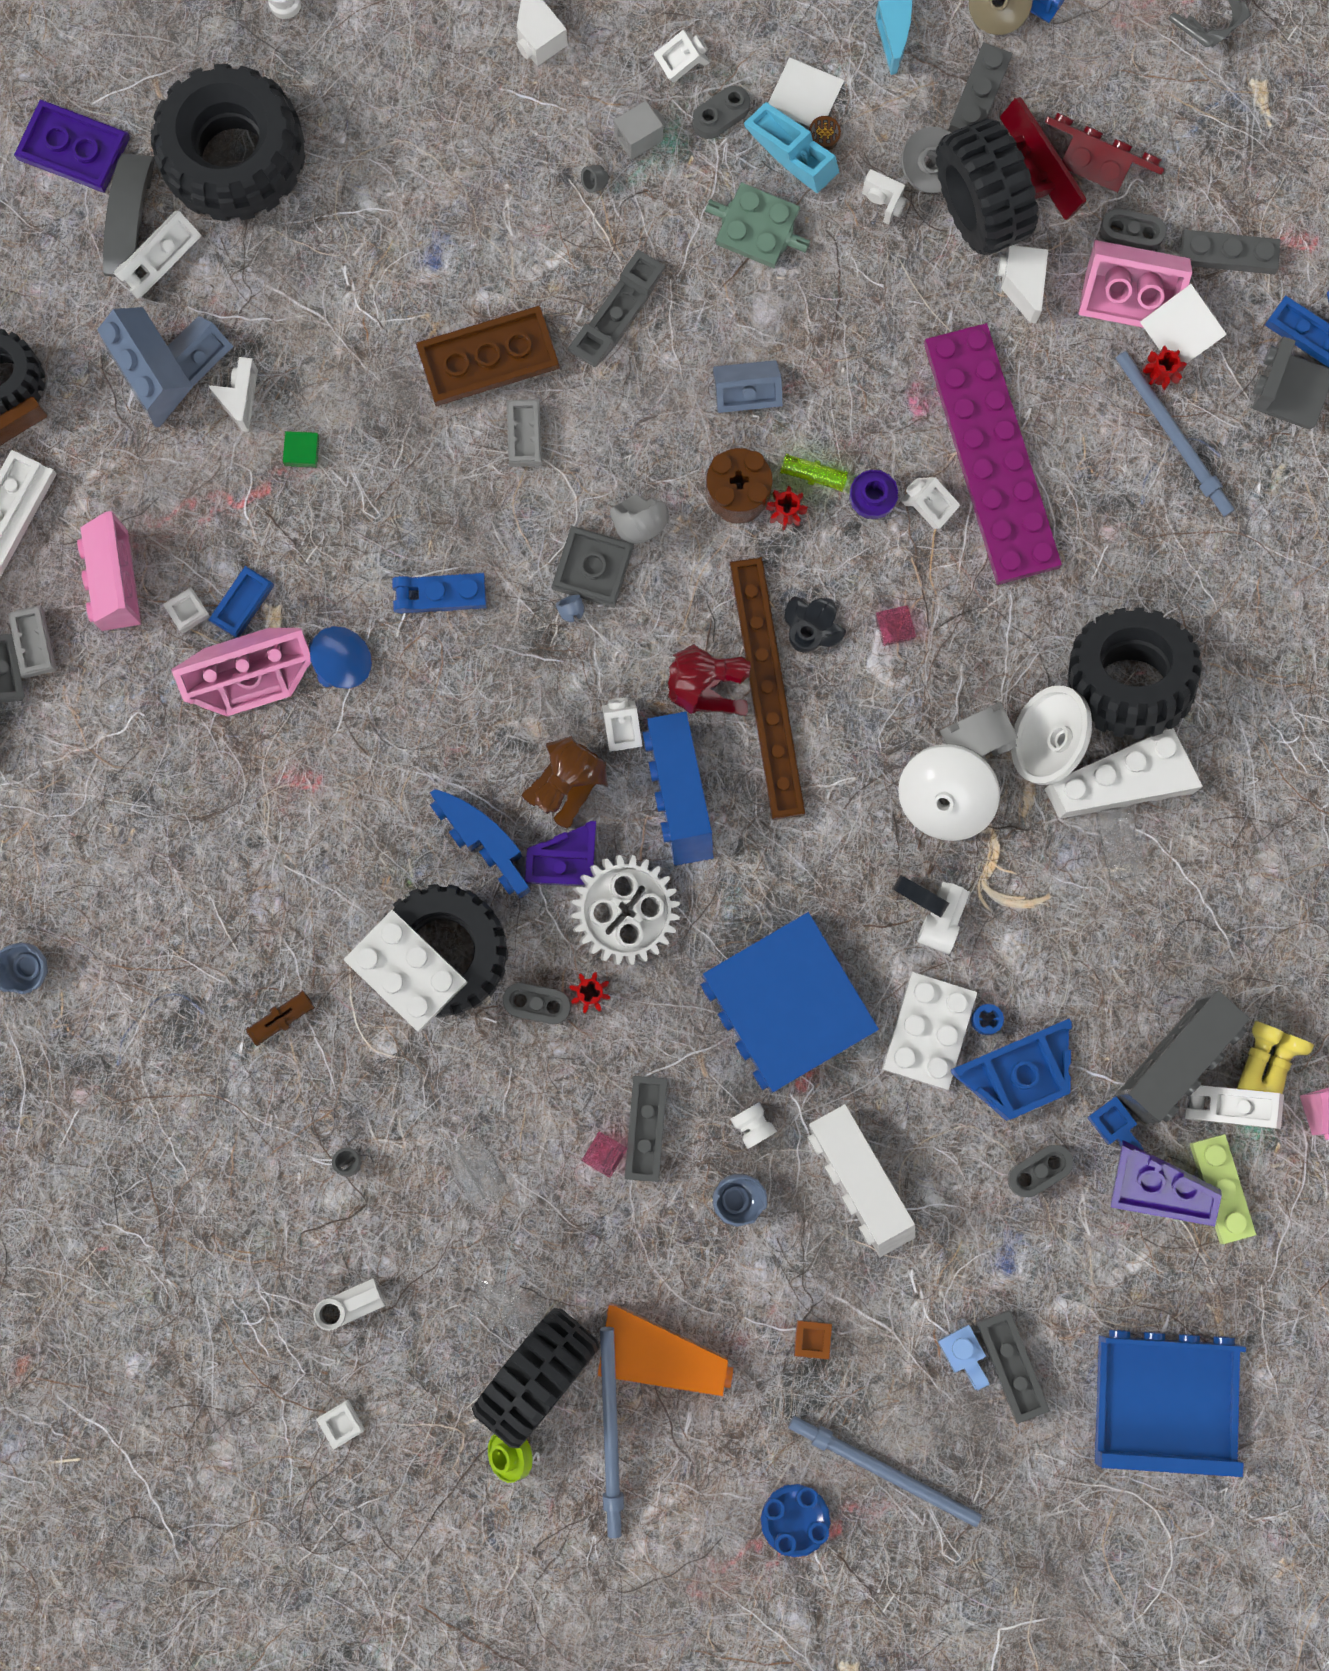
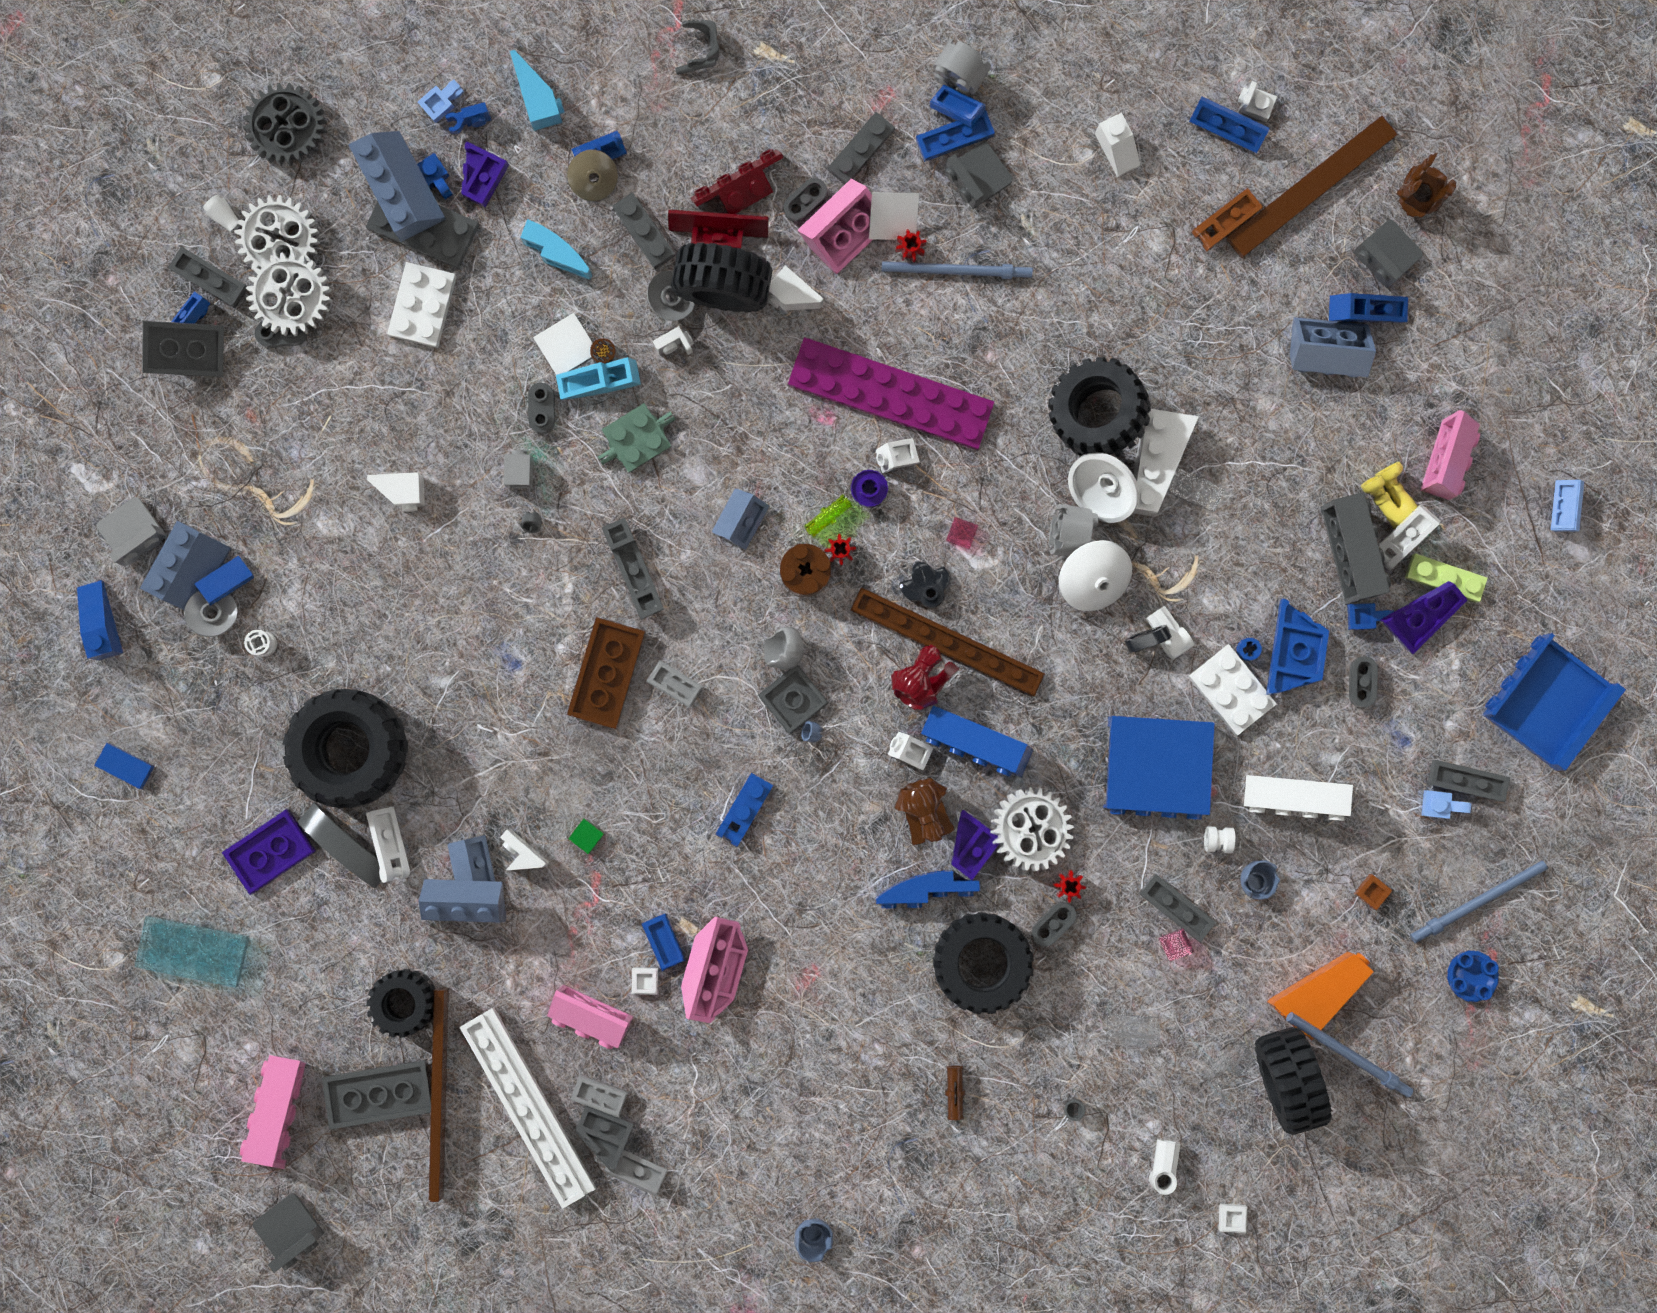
camera: 60 degrees left, 5 degrees up
(340, 658) = (746, 902): blue dish -> none
(405, 971) = (987, 996): white plate -> none
(507, 1462) = (1327, 1133): lime plate -> none
(681, 55) = (485, 407): white bracket -> none

